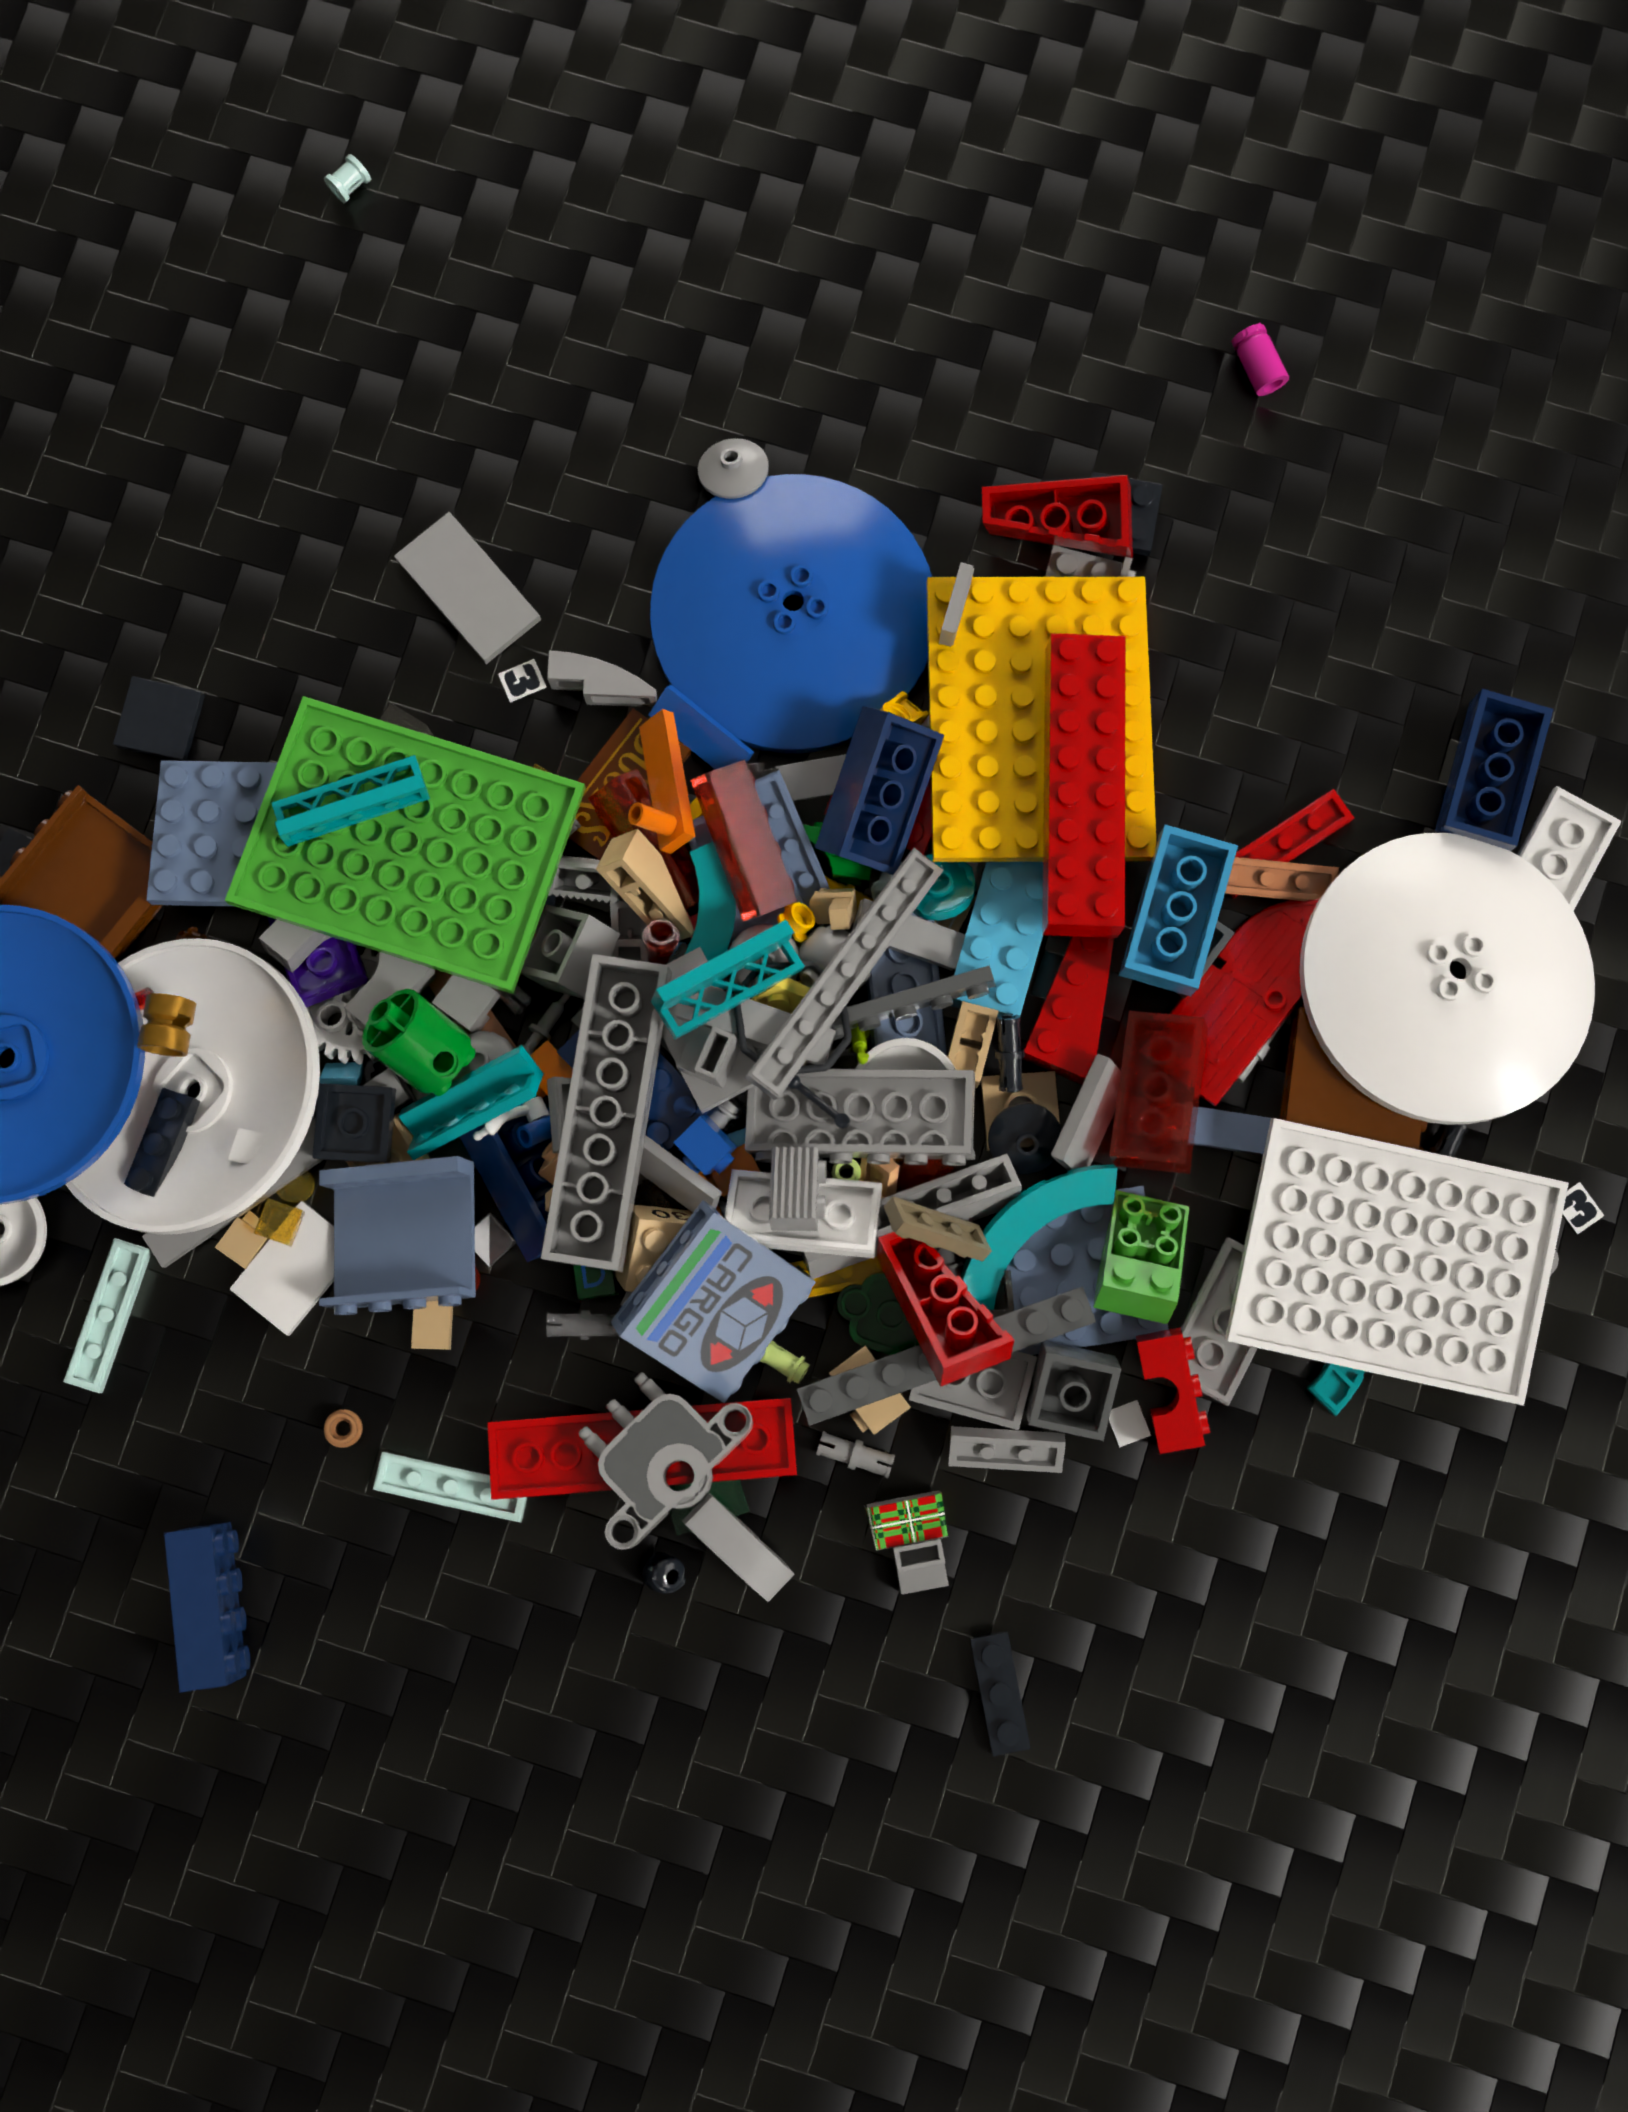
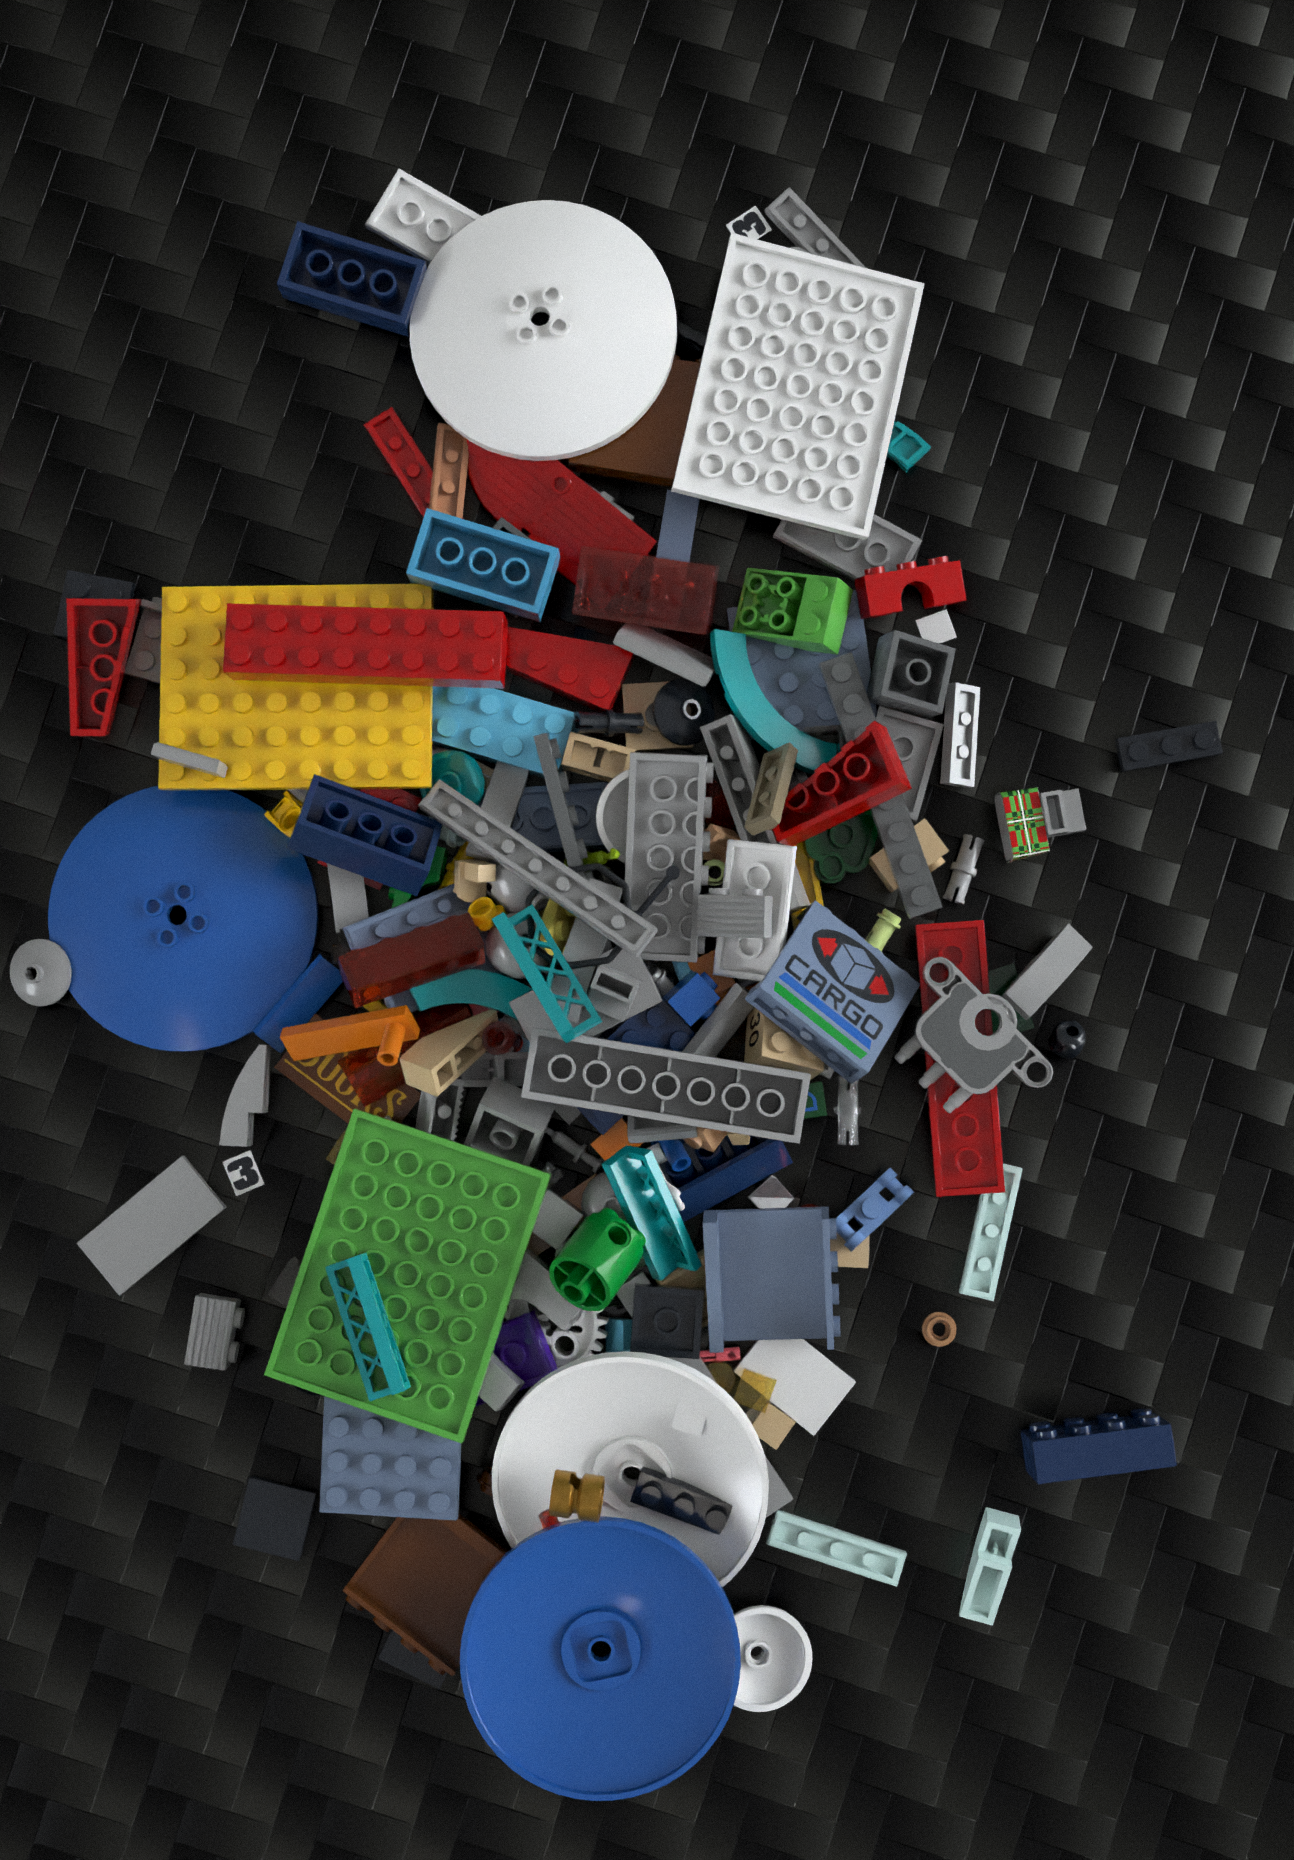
camera: 90 degrees left, 5 degrees up
(82, 1485) = (990, 1565): none -> light aqua slope
(320, 1193) = (729, 1354): none -> coral pin
(354, 651) = (214, 1331): none -> light grey brick
(475, 1350) = (871, 1209): none -> medium blue plate
(1578, 1274) = (806, 229): none -> light grey tile

